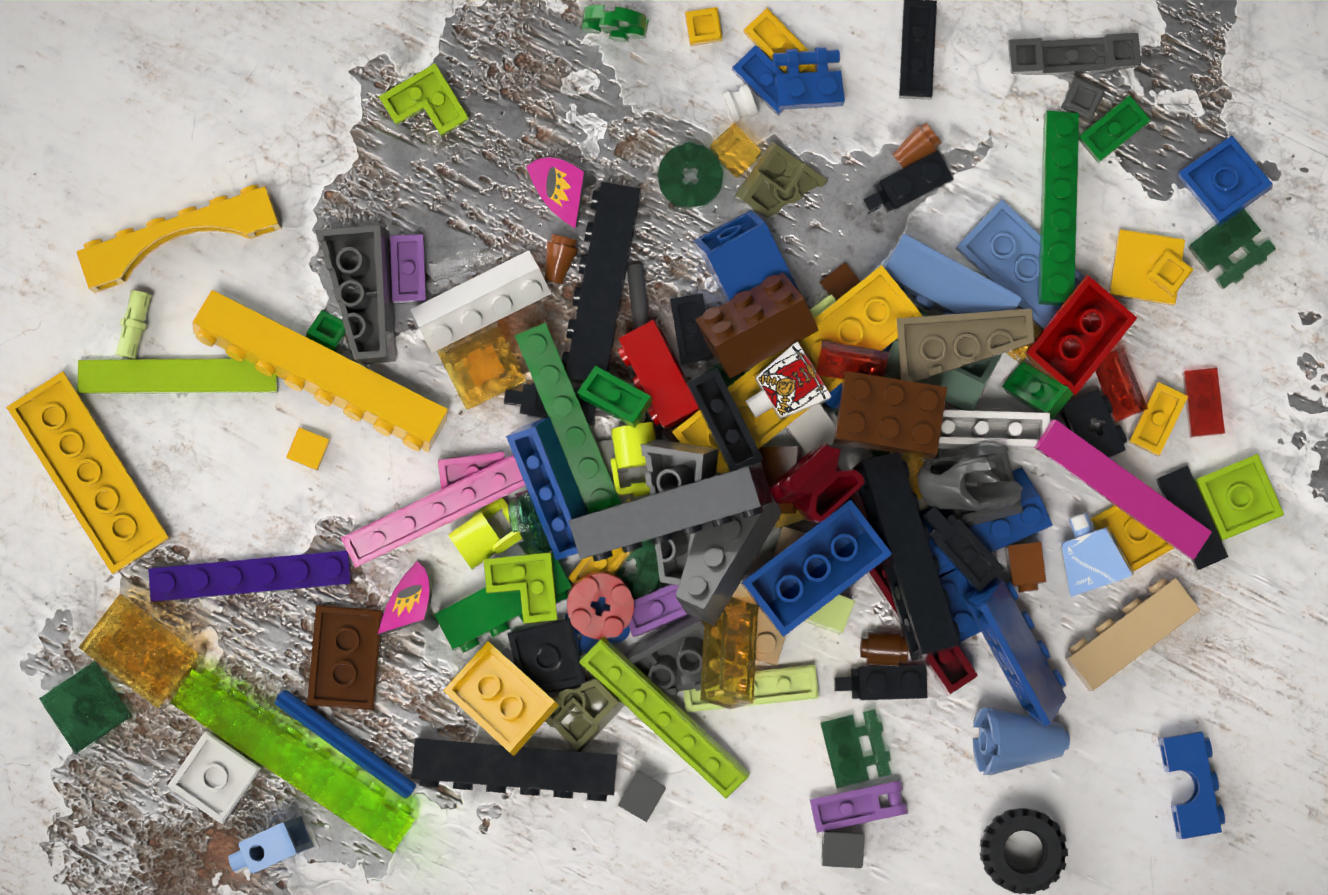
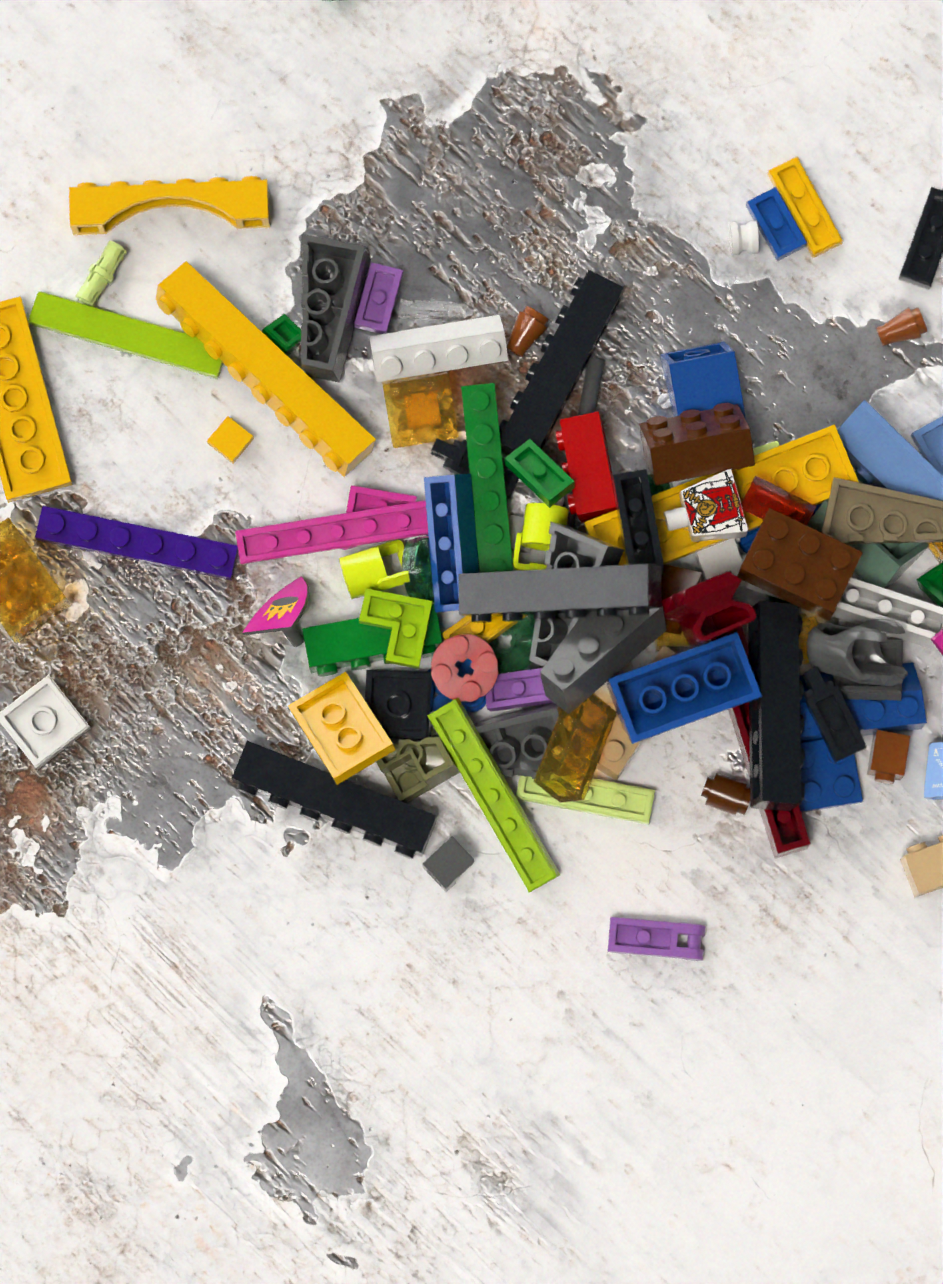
camera: 15 degrees right, 5 degrees down
(271, 846) = (77, 802): light blue torso -> none
(294, 760) = (125, 729): clear neon green brick -> none
(345, 657) = (203, 647): reddish brown tile -> none
(345, 744) = (178, 729): blue axle -> none
(425, 92) = (447, 140): lime plate -> none
(561, 186) = (548, 263): dark pink shield -> none
(618, 23) = (650, 128): green plate -> none
(690, 340) = (628, 443): black plate -> none
(692, 195) = (678, 274): clear green plate -> none
(703, 26) = (731, 157): yellow tile -> none
(735, 151) = (726, 280): clear yellow panel -> none
(777, 181) = (758, 322): olive slope -> none
(808, 89) = (813, 242): blue plate -> none
(833, 615) = (684, 743): yellowish green brick -> none
(839, 281) = (788, 431): reddish brown tile -> none
(842, 849) = (628, 974): dark grey panel -> none
(845, 751) = (659, 882): clear green plate -> none
(885, 682) = (717, 828): black hinge -> none
(909, 184) = (884, 362): black hinge -> none
(1015, 741) = (828, 920): medium blue cone -> none
(1016, 650) = (855, 830): blue slope -> none
(1052, 858) = (829, 1012): black tyre -> none

